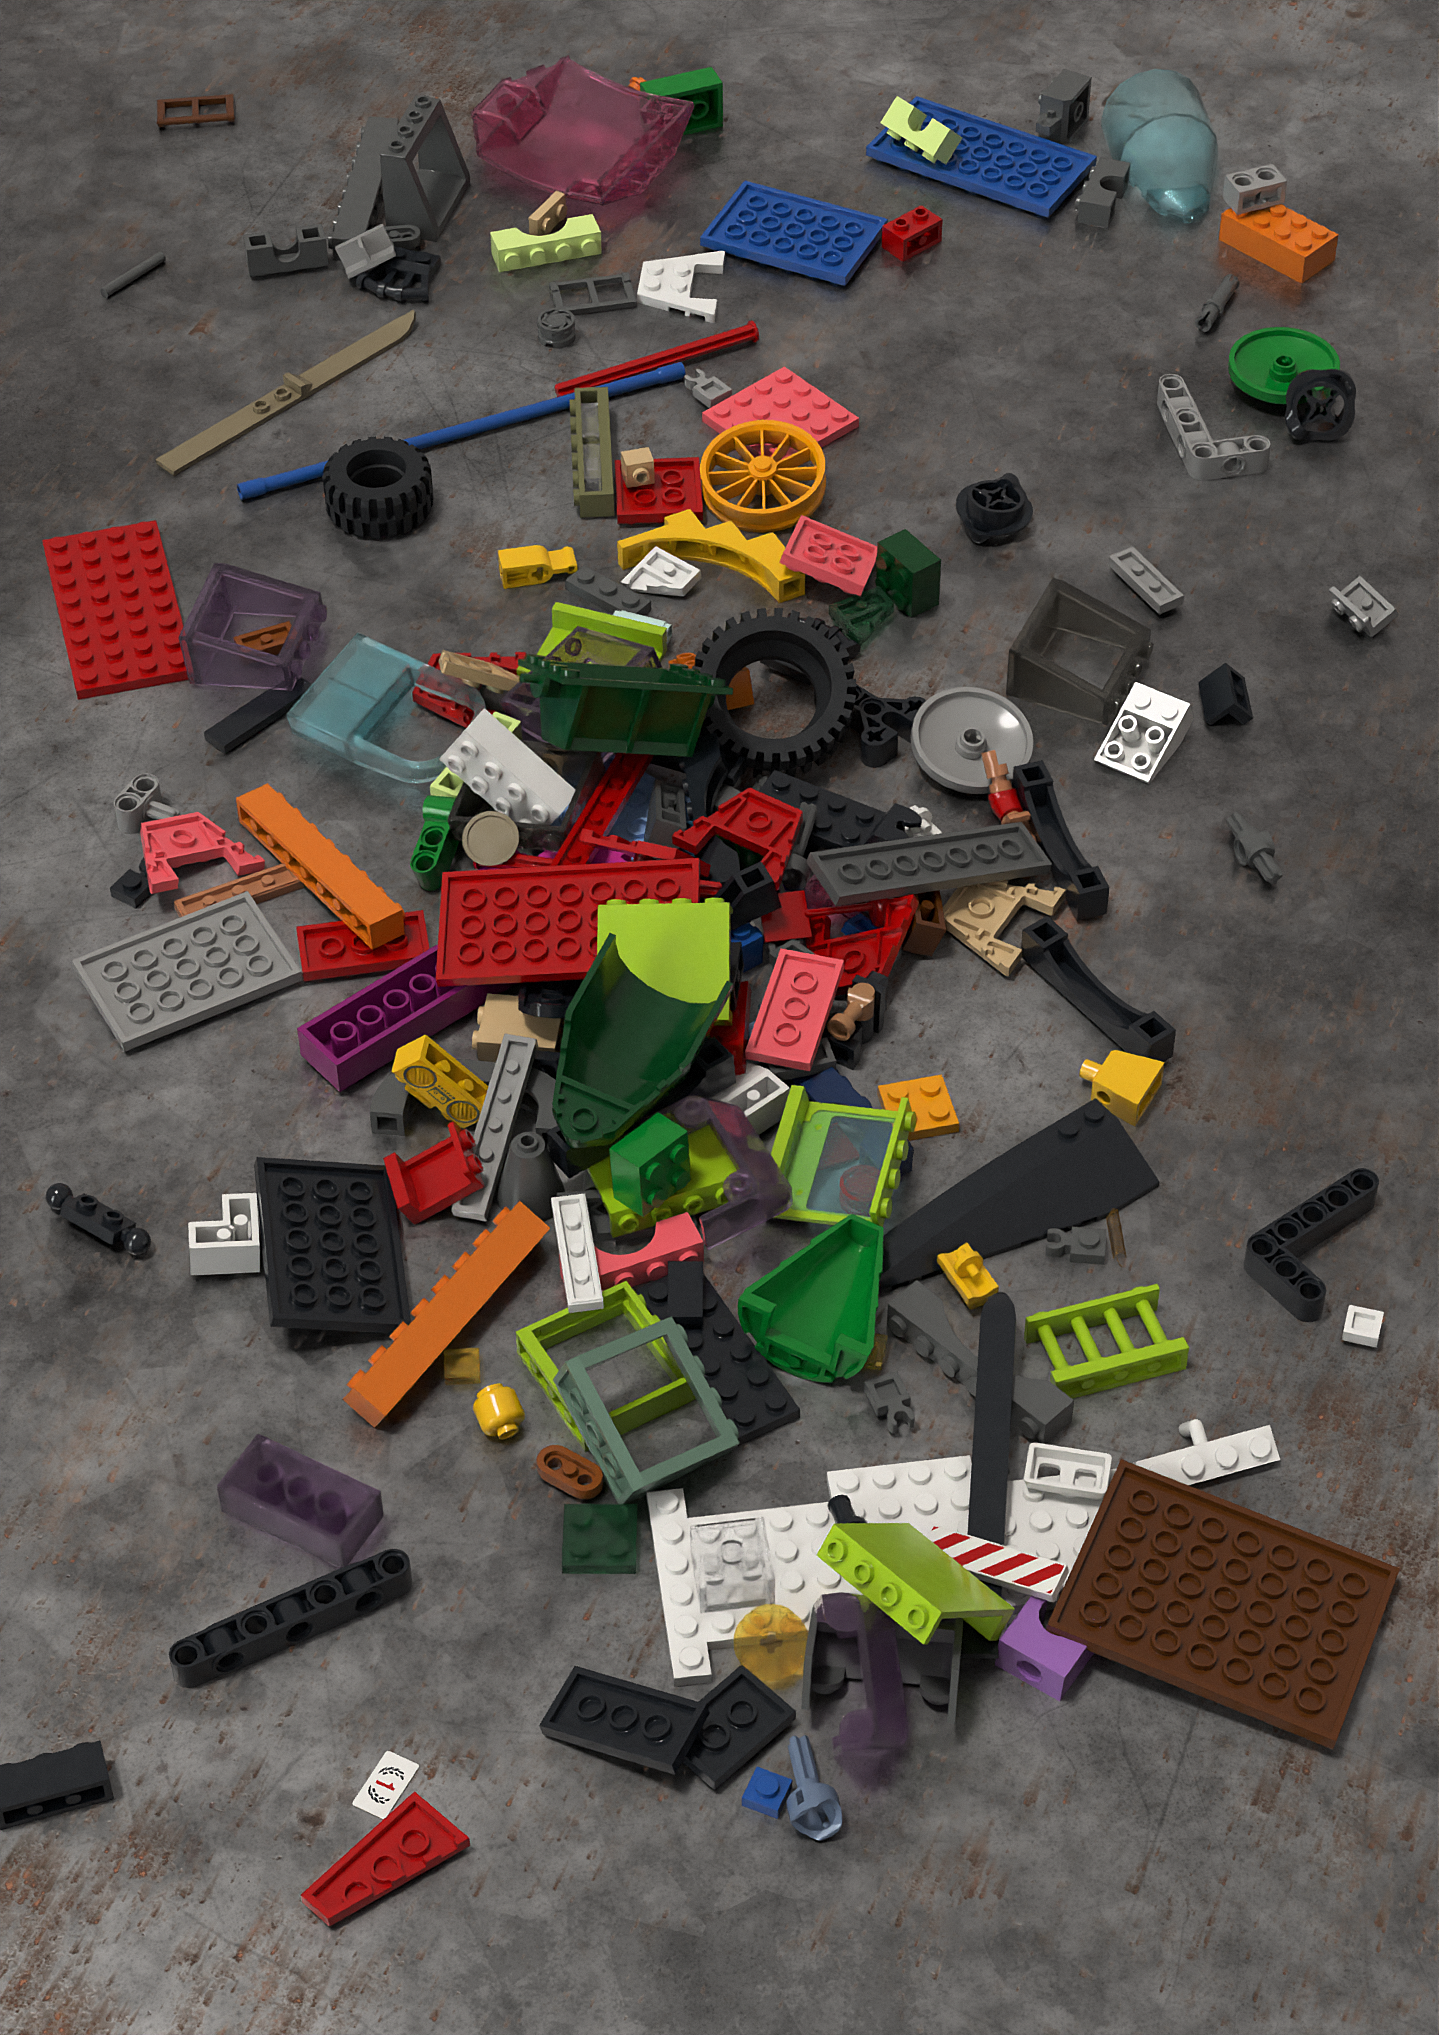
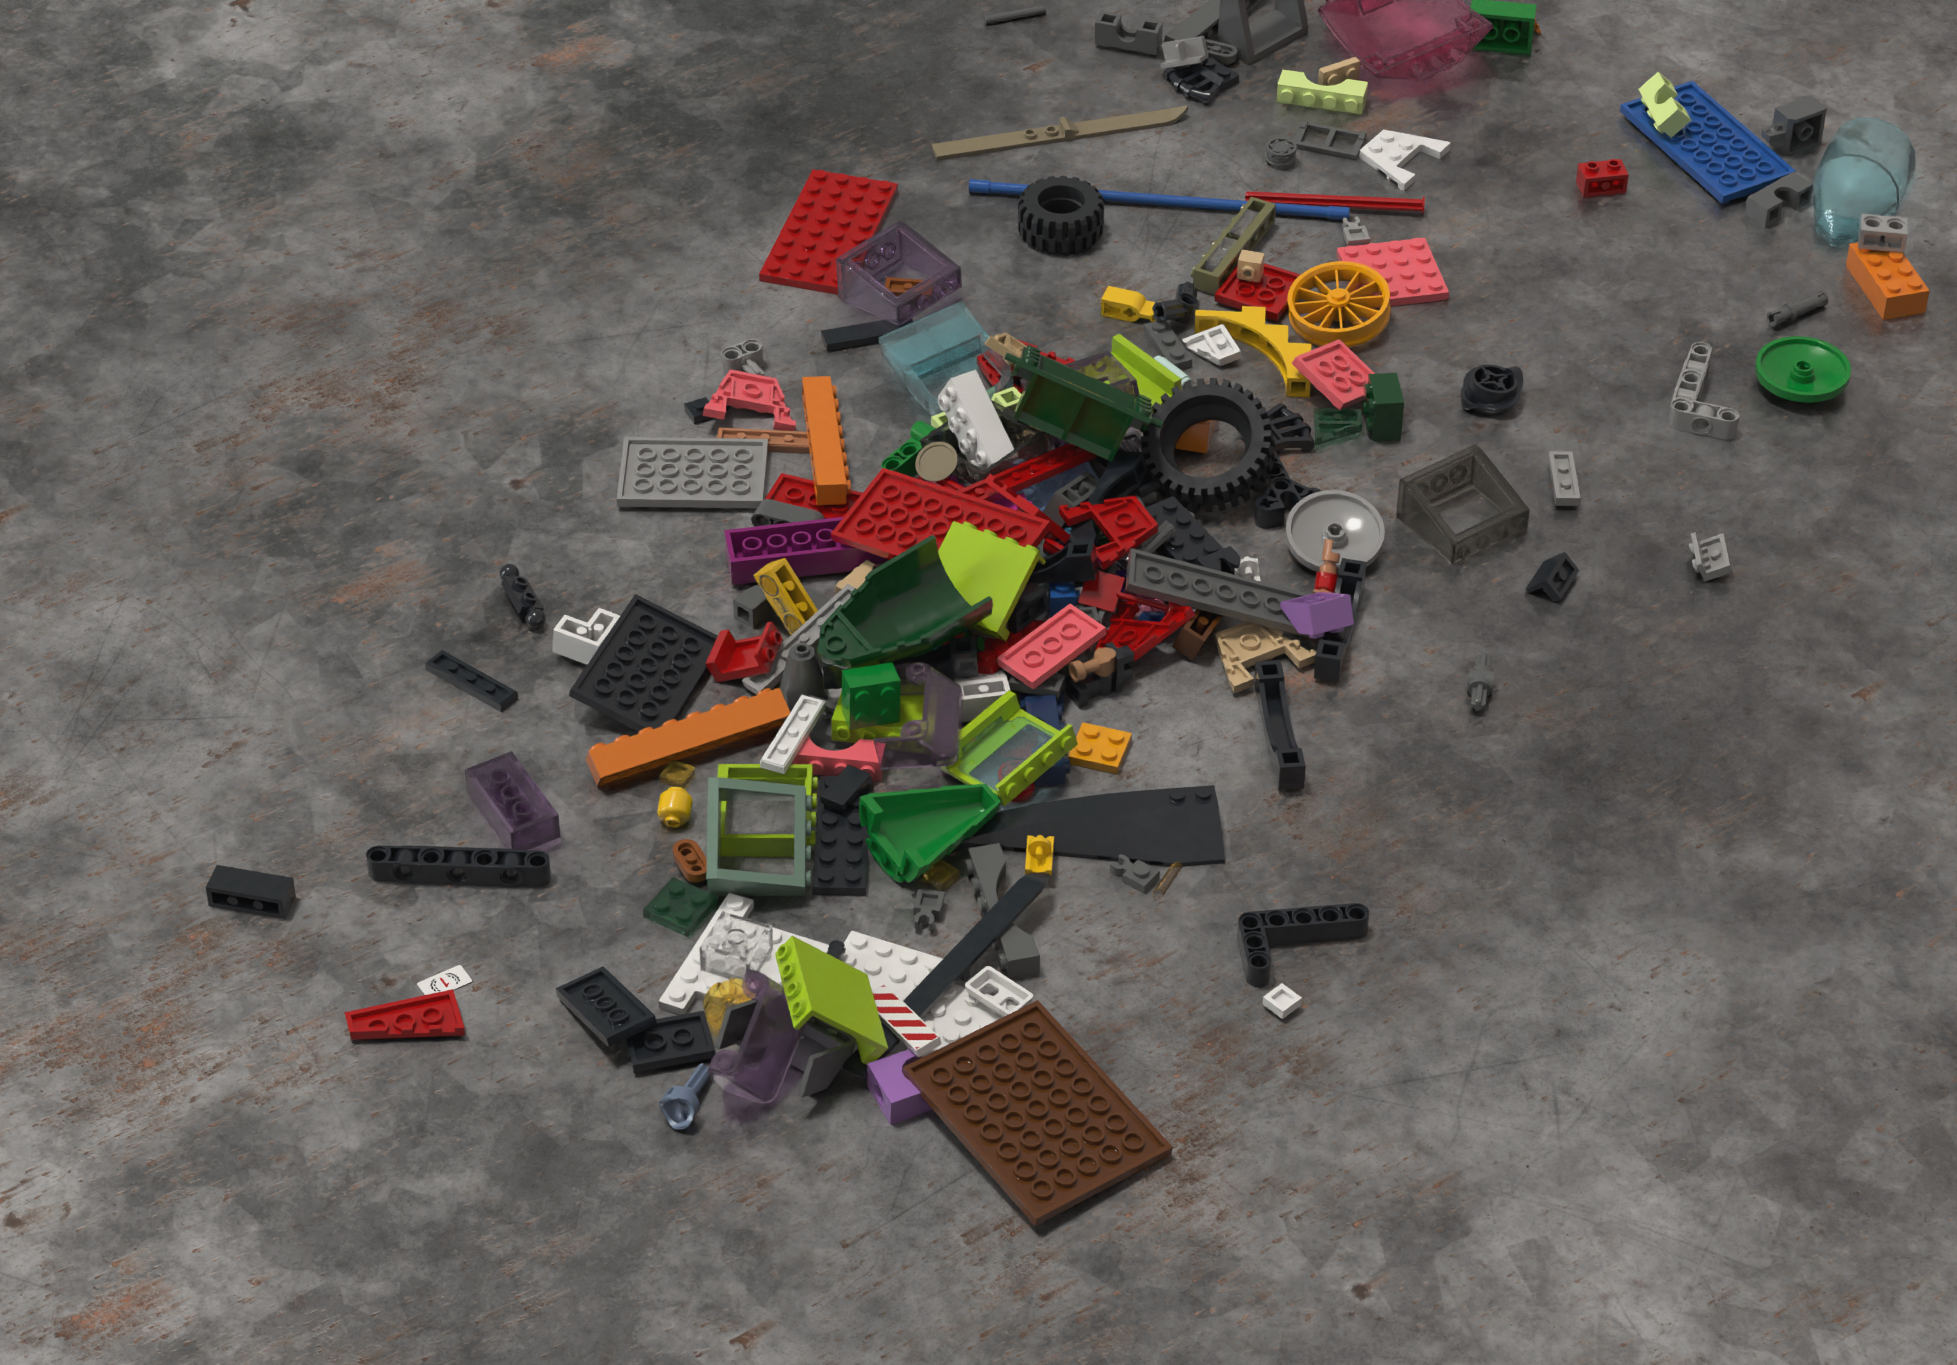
camera: 30 degrees right, 5 degrees down
(114, 1359) = (471, 680): none -> black tile
(334, 982) = (775, 512): none -> dark grey beam
(594, 541) = (1179, 309): none -> black piece
(767, 1792) = (659, 1085): blue plate -> none
(794, 232) = (1513, 147): blue plate -> none
(1041, 841) = (1319, 613): none -> medium lavender slope
(1115, 1370) = (1094, 954): lime fence -> none
(1124, 1083) = (1251, 789): yellow torso -> none
(1145, 733) = (1468, 578): white slope -> none
(1216, 1457) = (1108, 1032): white plate -> none
(1302, 426) = (1813, 422): black piece -> none

